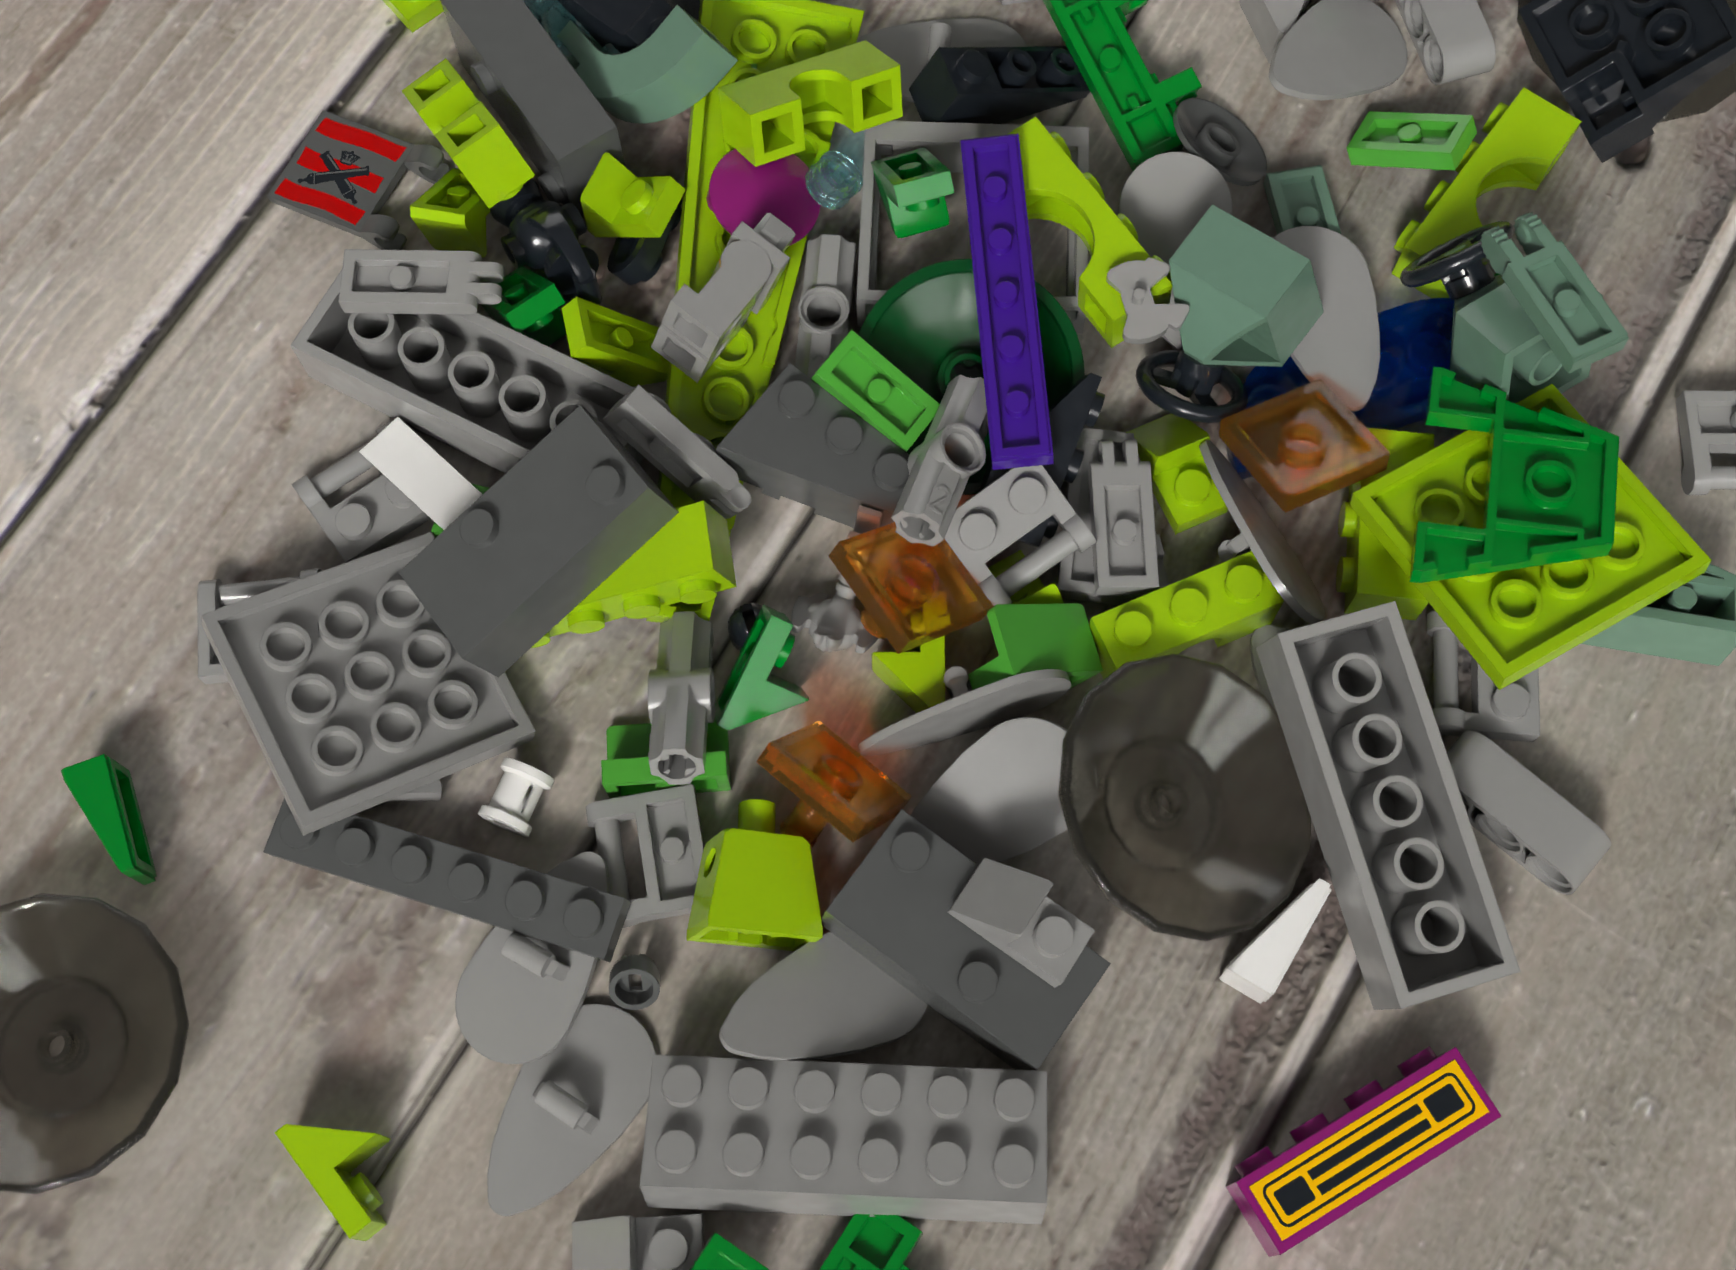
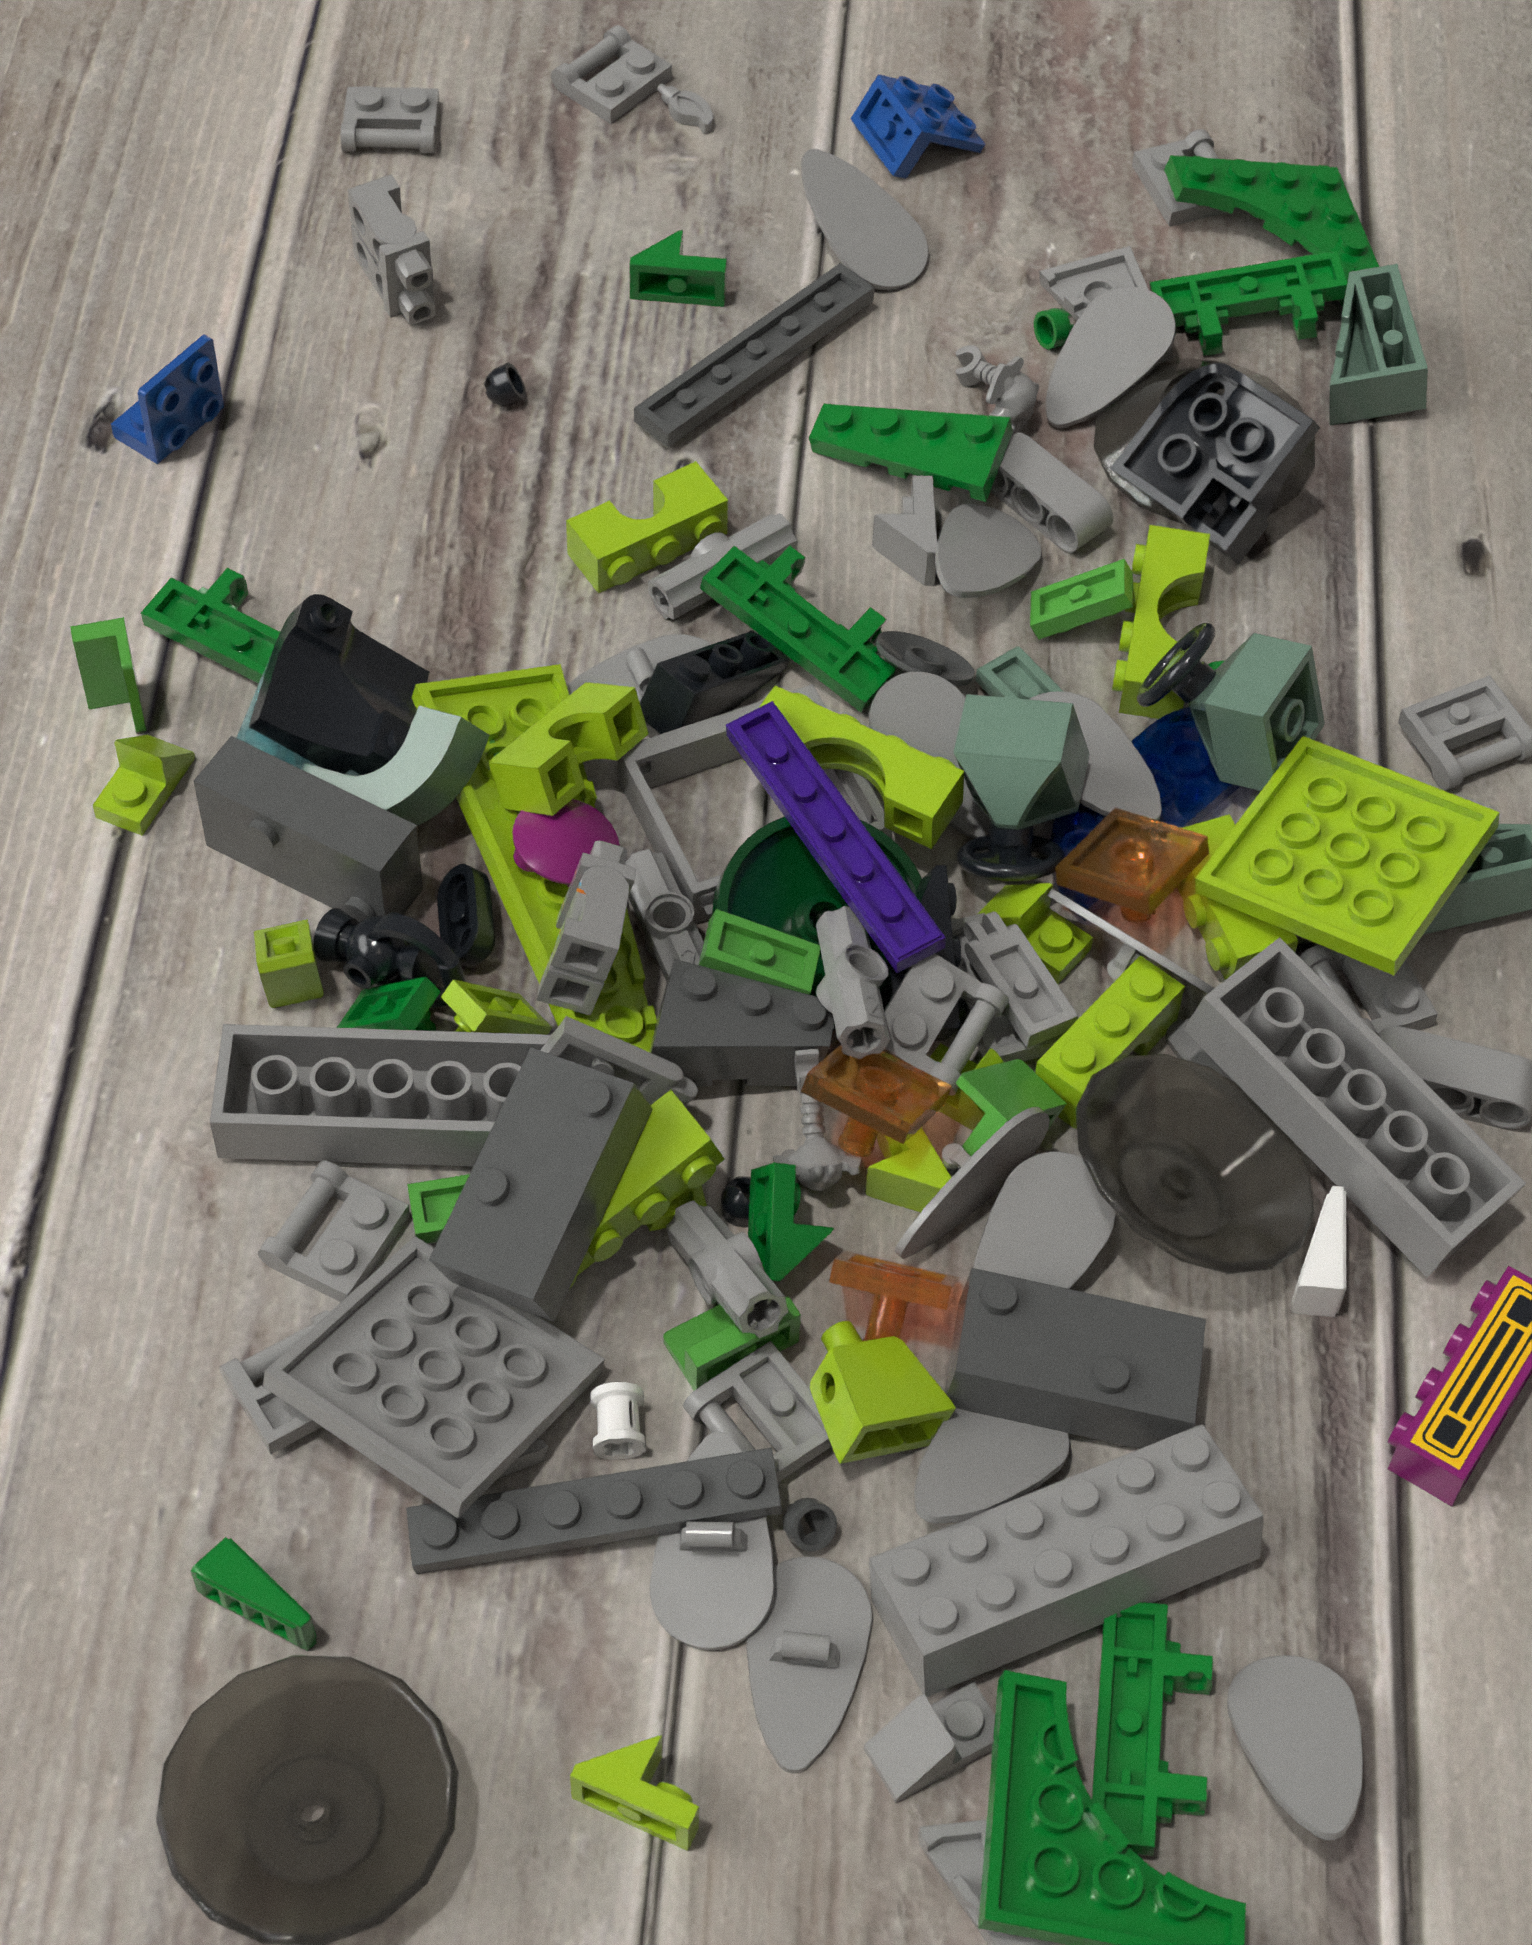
camera: 30 degrees left, 15 degrees down
(348, 174) = (160, 975): dark grey flag -> none
(418, 282) = (307, 1019): light grey hinge -> none
(420, 473) = (386, 1192): white sticker -> none
(469, 134) = (291, 895): lime arch -> none
(628, 205) = (451, 893): lime slope -> none
(827, 191) = (618, 806): clear light blue bush -> none
(914, 191) = (697, 785): green slope -> none
(1019, 919) = (1114, 1306): light grey slope -> none
(1144, 318) = (957, 805): light grey piece -> none
(1545, 487) = (1343, 806): green wing -> none
(1555, 293) = (1275, 654): sand green hinge -> none

